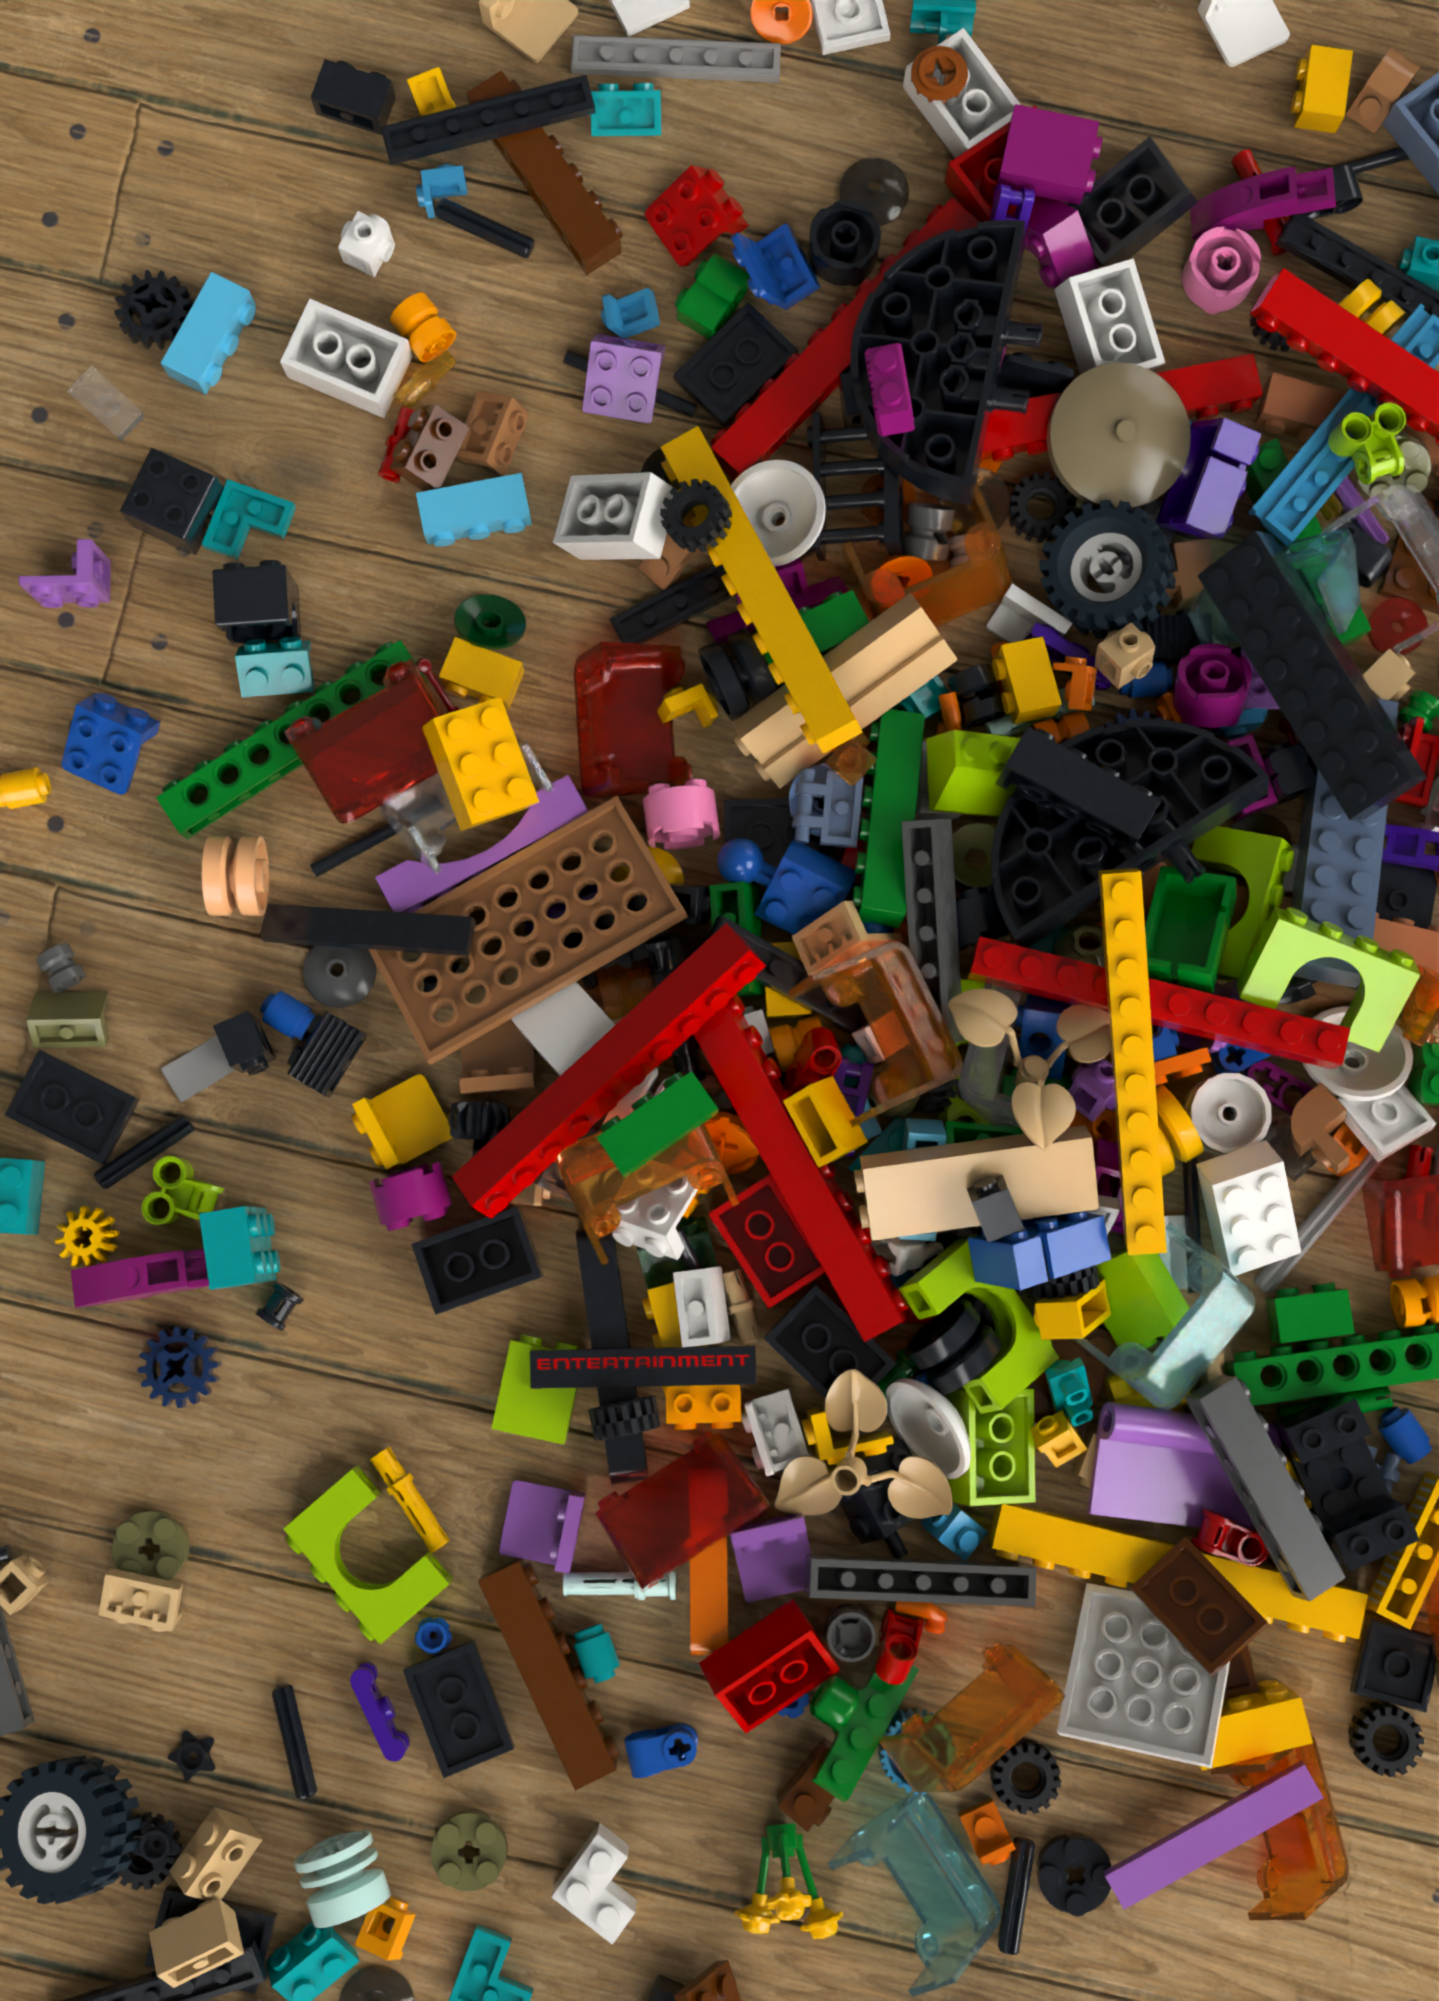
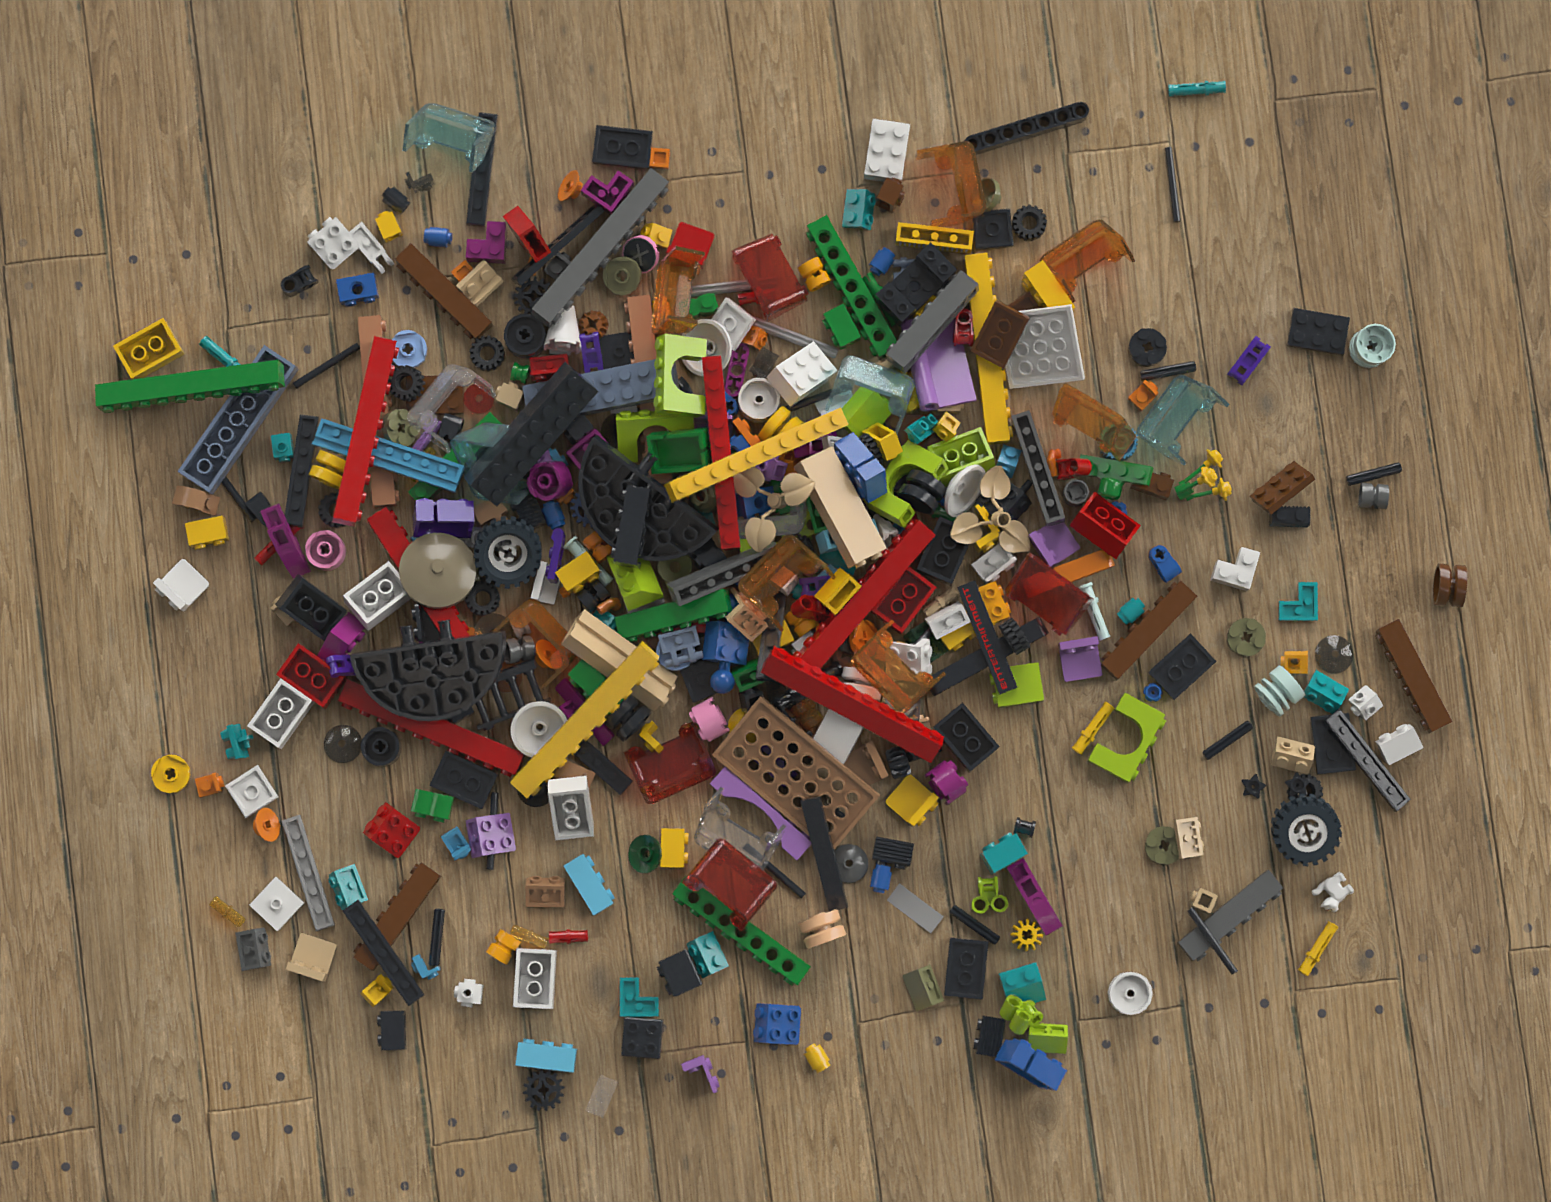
camera: 105 degrees left, 0 degrees up
(62, 971) = (899, 1001): dark grey wheel -> none
(192, 1377) = (1075, 856): dark blue gear -> none
(195, 1942) = (1333, 747): tan brick -> none
(245, 1043) = (903, 891): black brick -> none
(379, 1712) = (1197, 703): dark purple plate -> none
(425, 666) = (682, 875): dark red hinge -> none
(428, 447) = (566, 918): reddish brown brick -> none
(480, 763) = (723, 824): yellow brick -> none
(656, 1122) = (869, 669): green brick -> none
(683, 502) = (556, 774): black tyre -> none
(776, 267) = (406, 777): blue bracket -> none
(852, 759) = (655, 642): clear orange bracket -> none
(889, 389) = (466, 688): magenta brick -> none
(949, 63) = (270, 726): dark orange gear -> none
(994, 1207) = (850, 495): black brick -> none
(1037, 1796) = (1108, 397): black tyre -> none
(1050, 154) = (303, 656): magenta brick -> none
(1081, 687) = (571, 544): orange bracket -> none
(1125, 655) = (549, 528): tan brick -> none
(1213, 1834) = (1103, 290): medium lavender tile -> none
(1310, 1128) = (747, 357): medium nougat brick -> none
(1372, 443) = (400, 443): lime piece -> none

